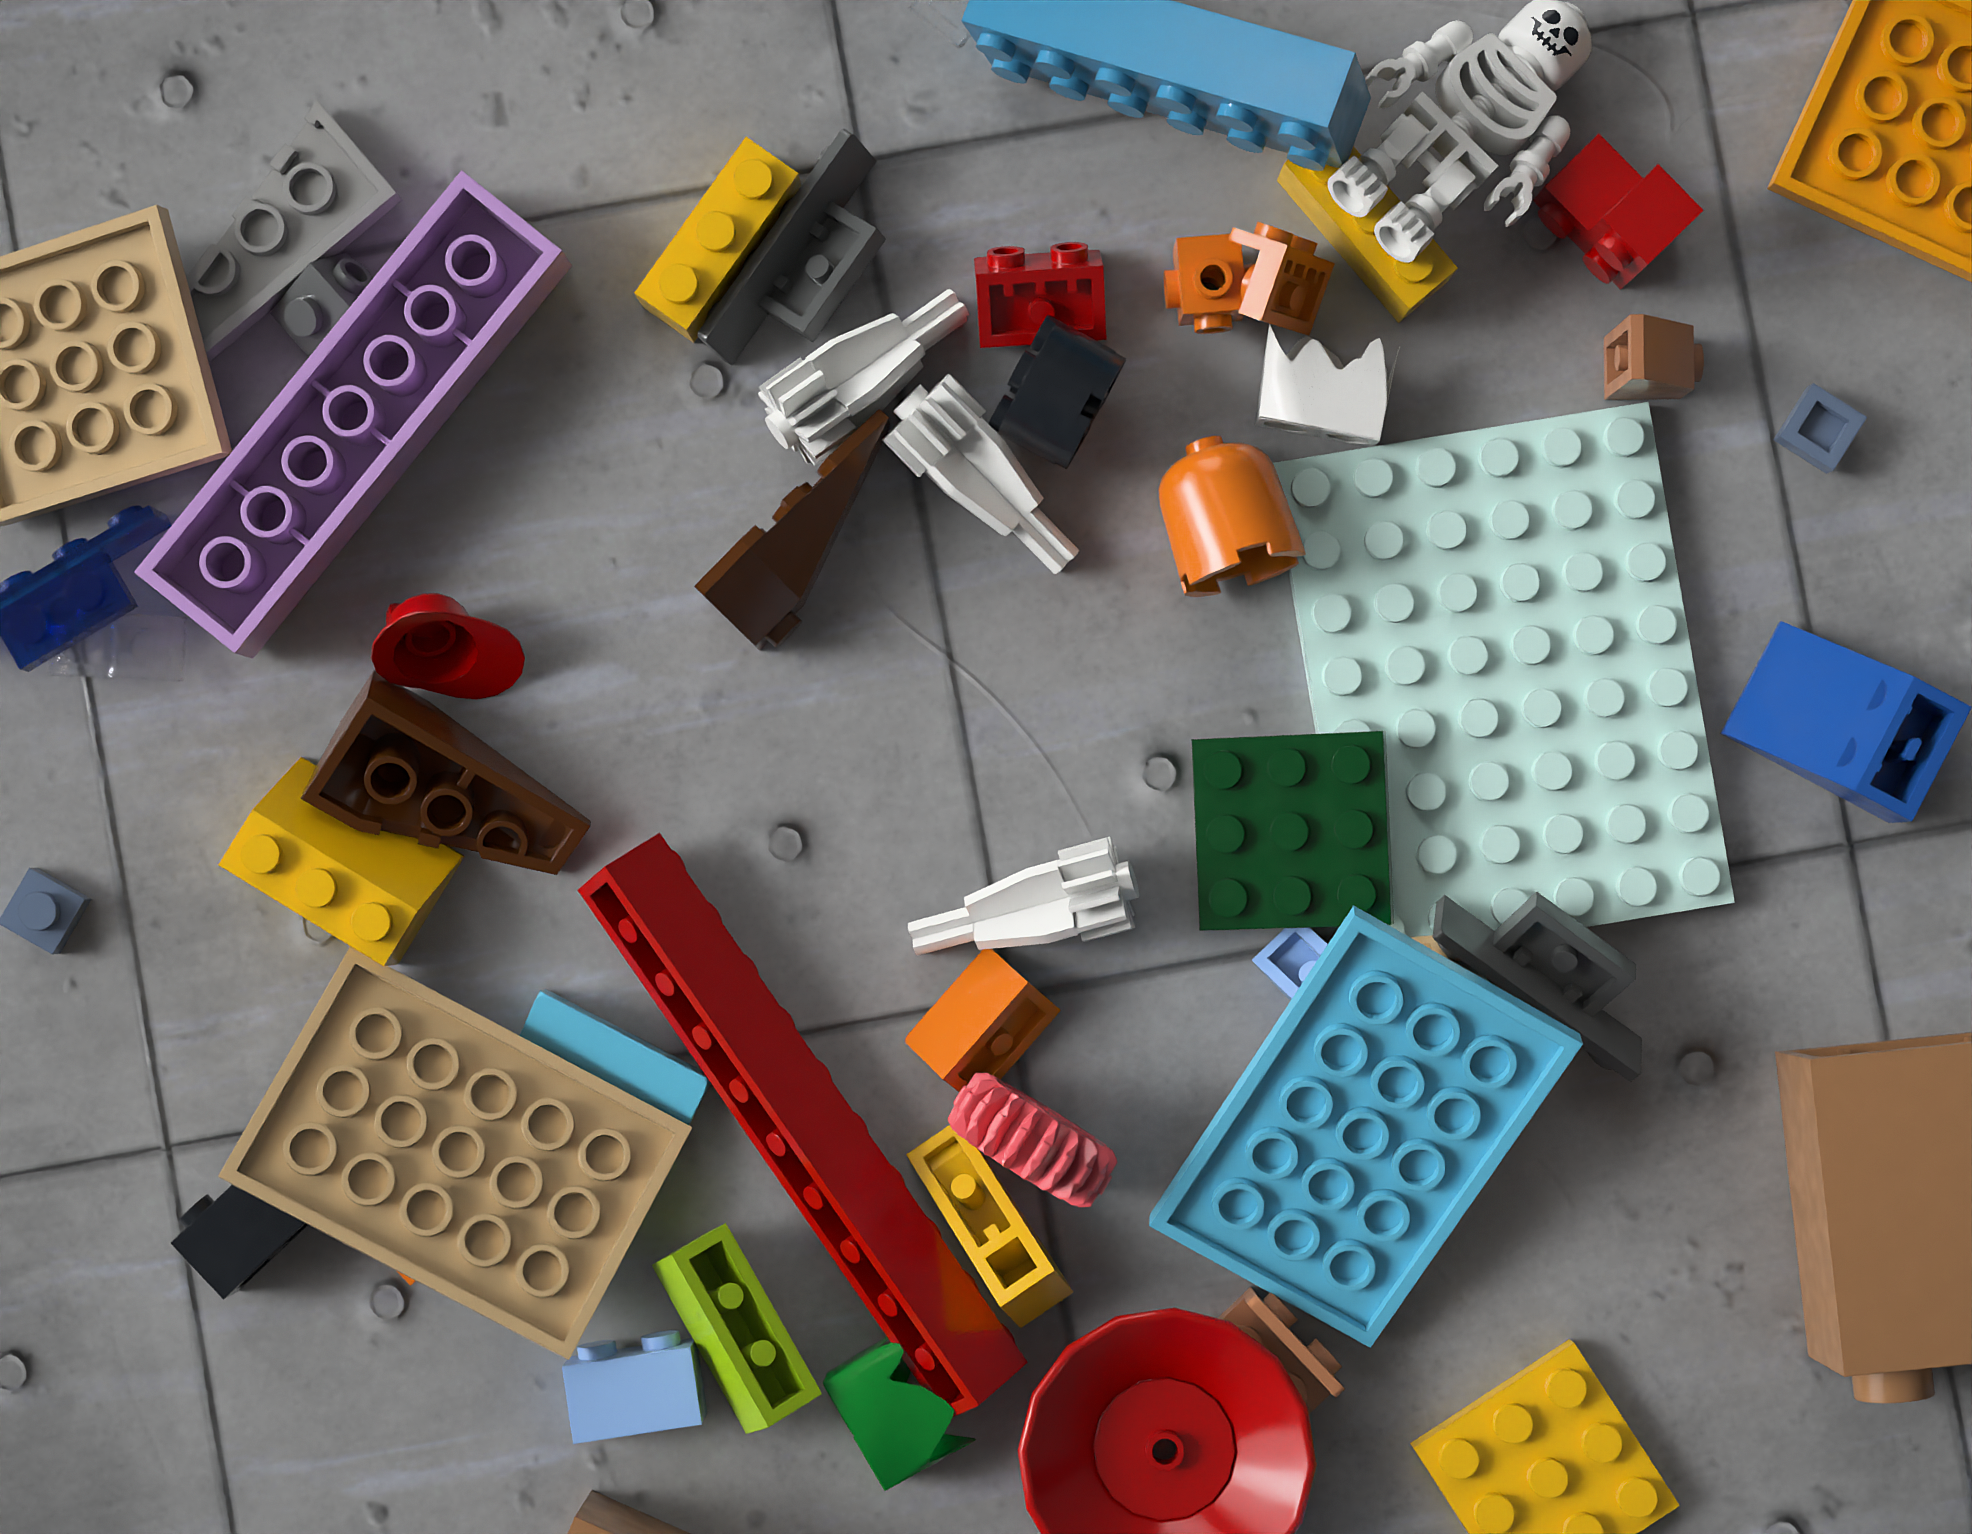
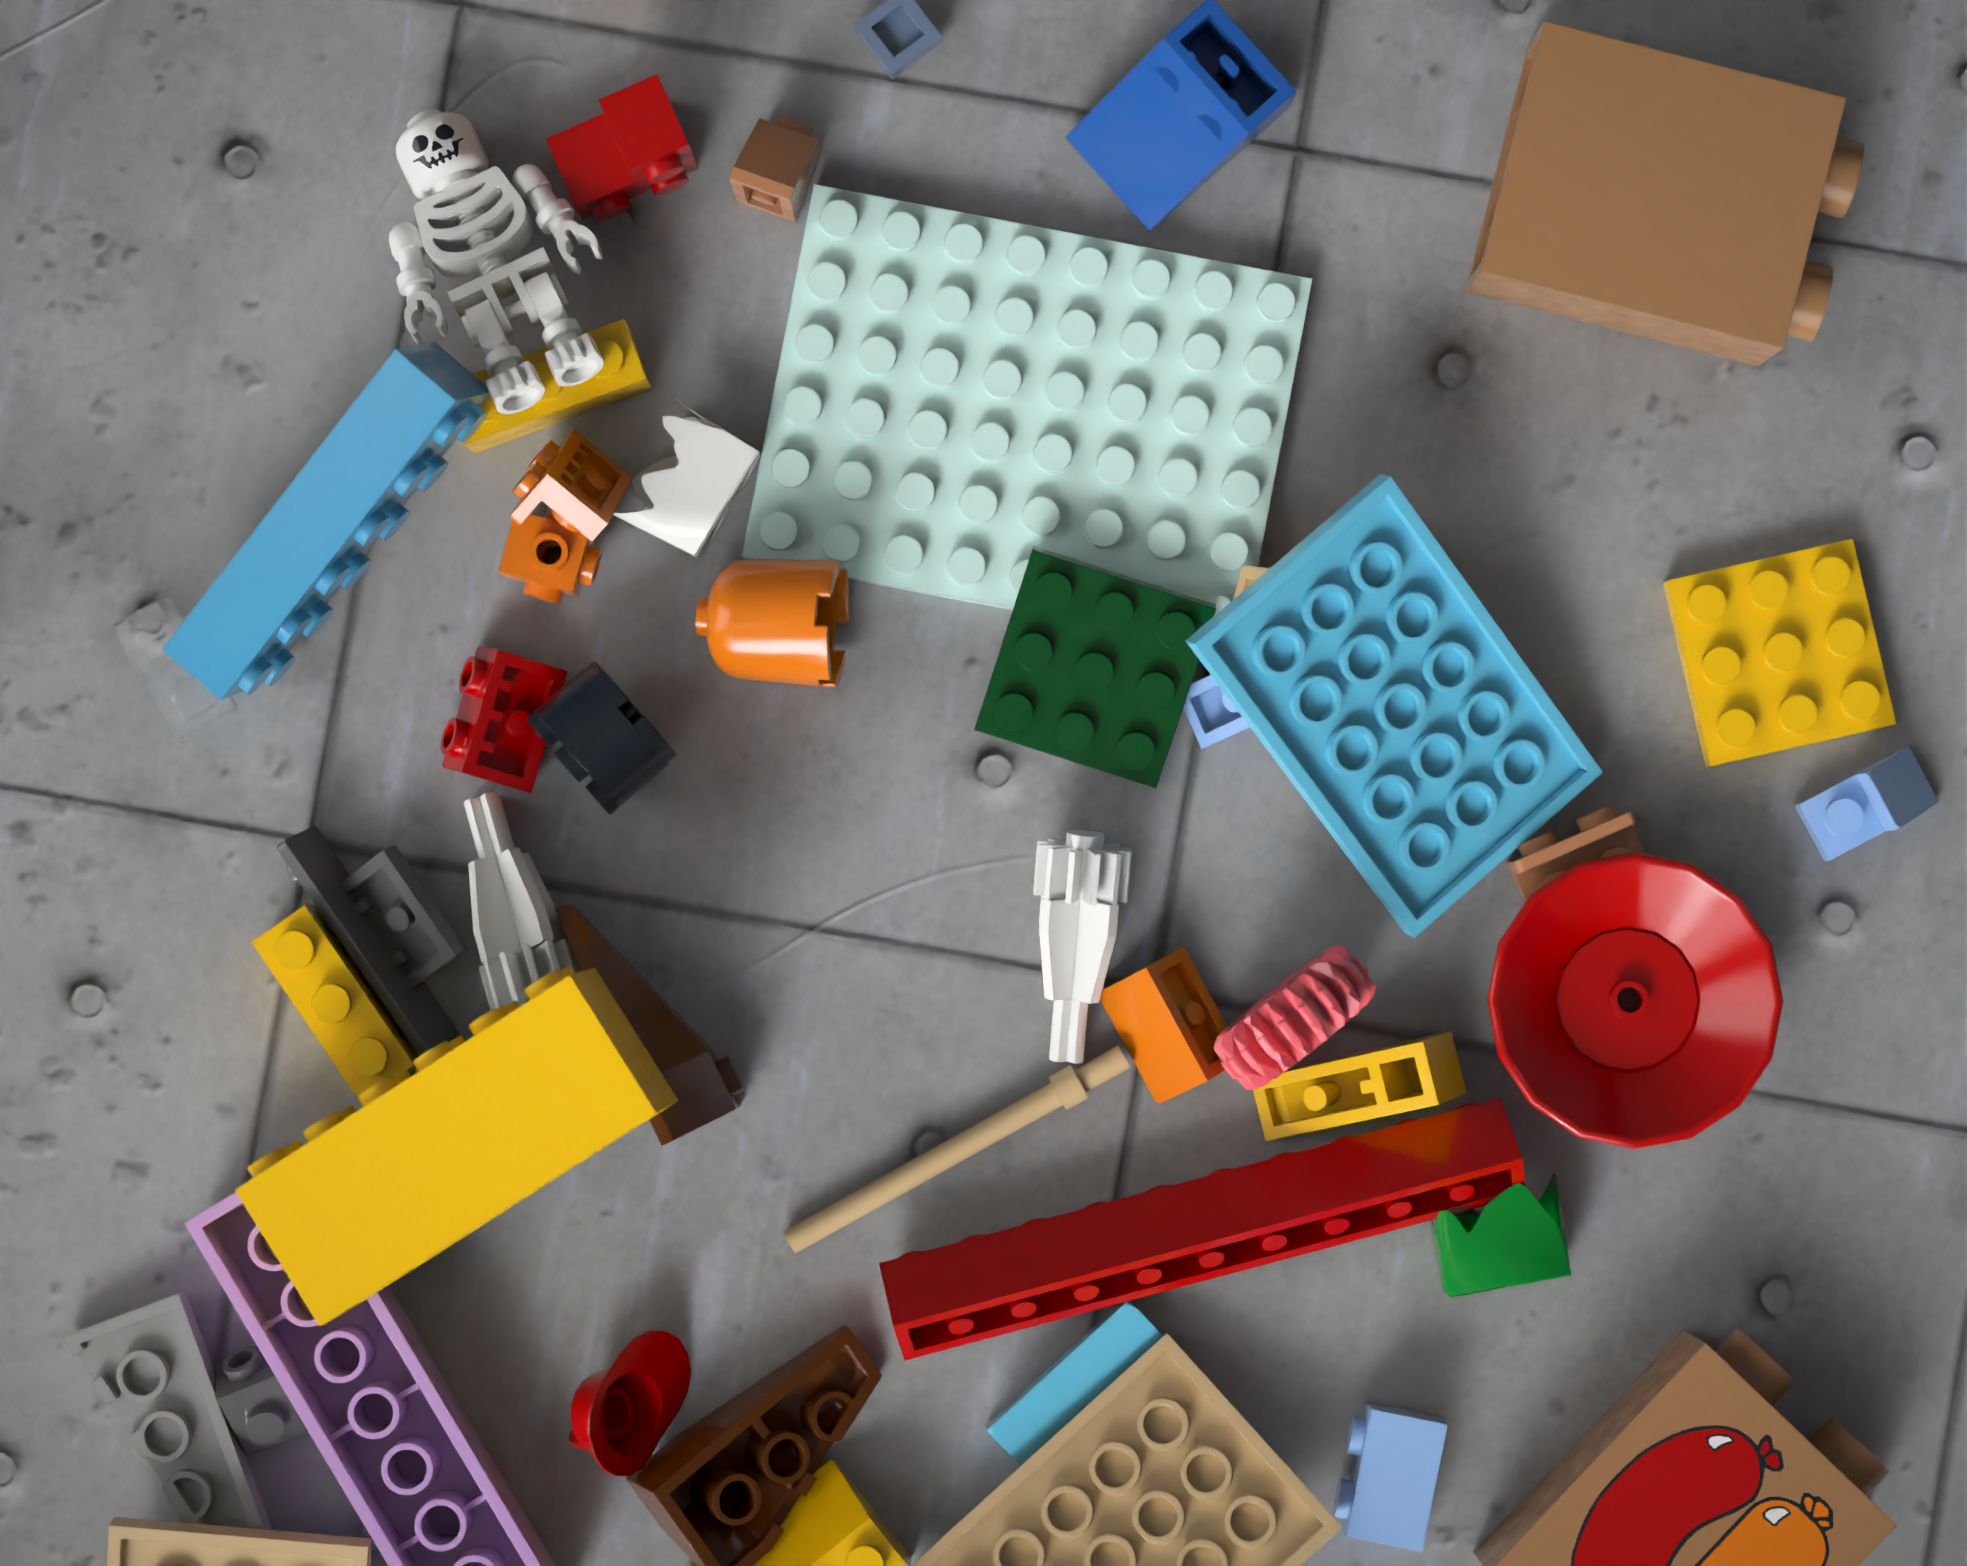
camera: 70 degrees left, 0 degrees up
(626, 387) = (453, 1141): none -> yellow brick
(736, 1329) = (1371, 1359): lime brick -> none
(886, 949) = (1066, 1088): none -> tan bar
(974, 467) = (642, 840): white piece -> none
(1552, 967) = (1313, 472): dark grey bracket -> none

